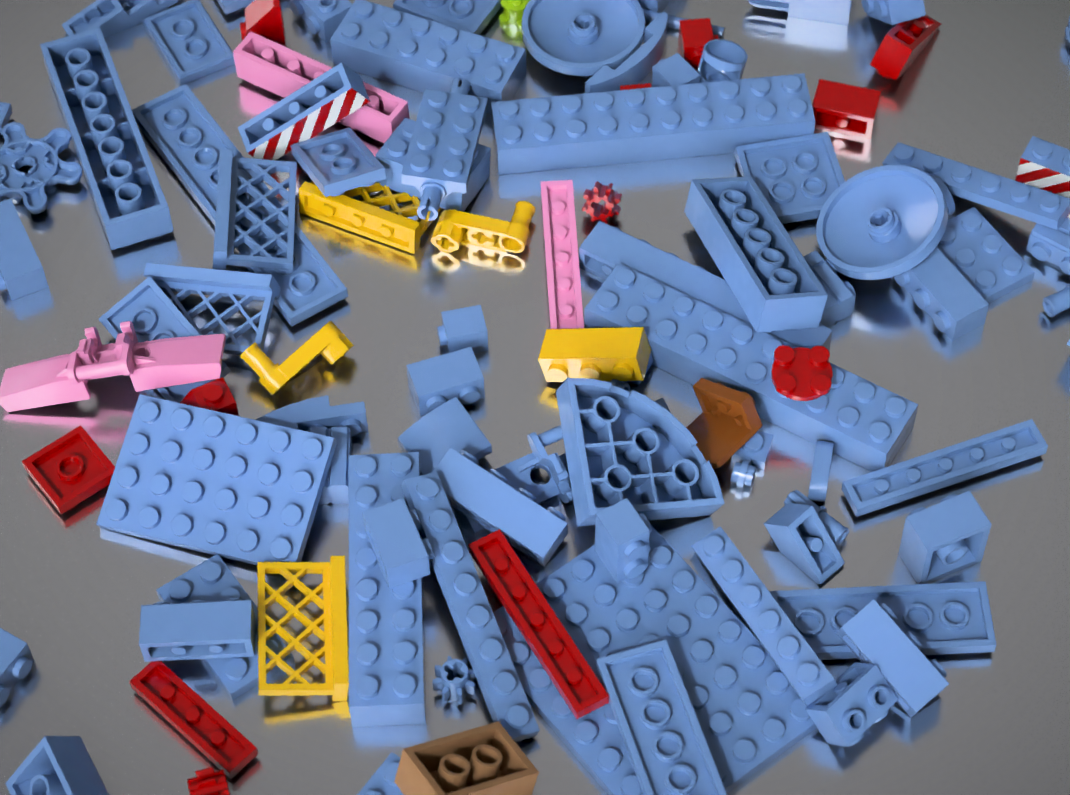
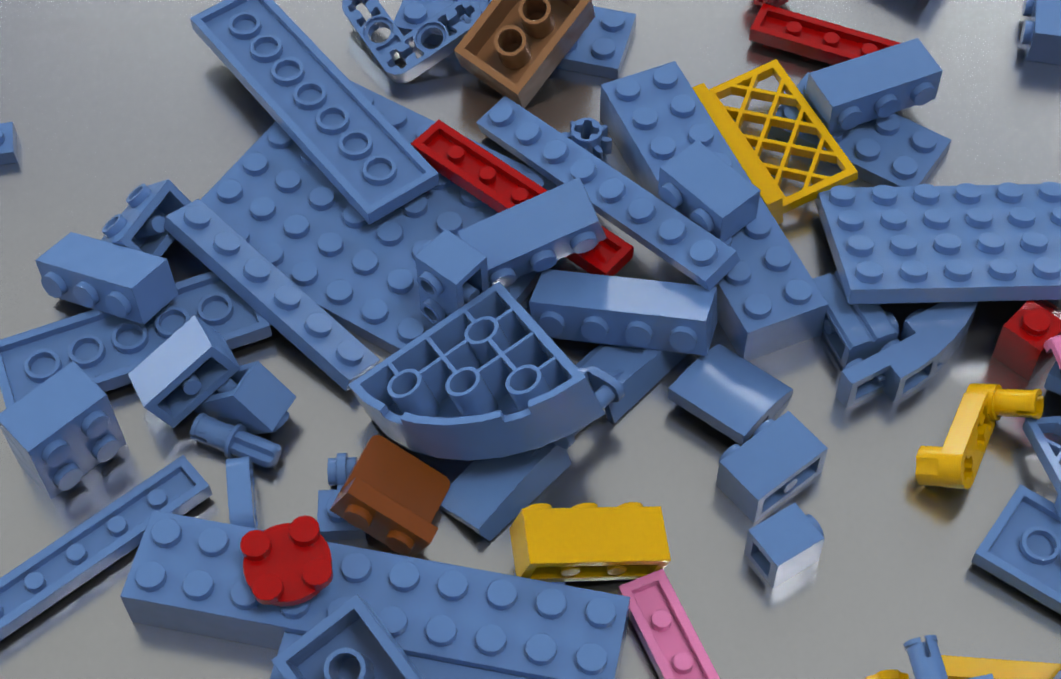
camera: 160 degrees right, 0 degrees up
(545, 563) = (536, 233): none -> medium blue brick
(844, 558) = (183, 371): none -> medium blue brick

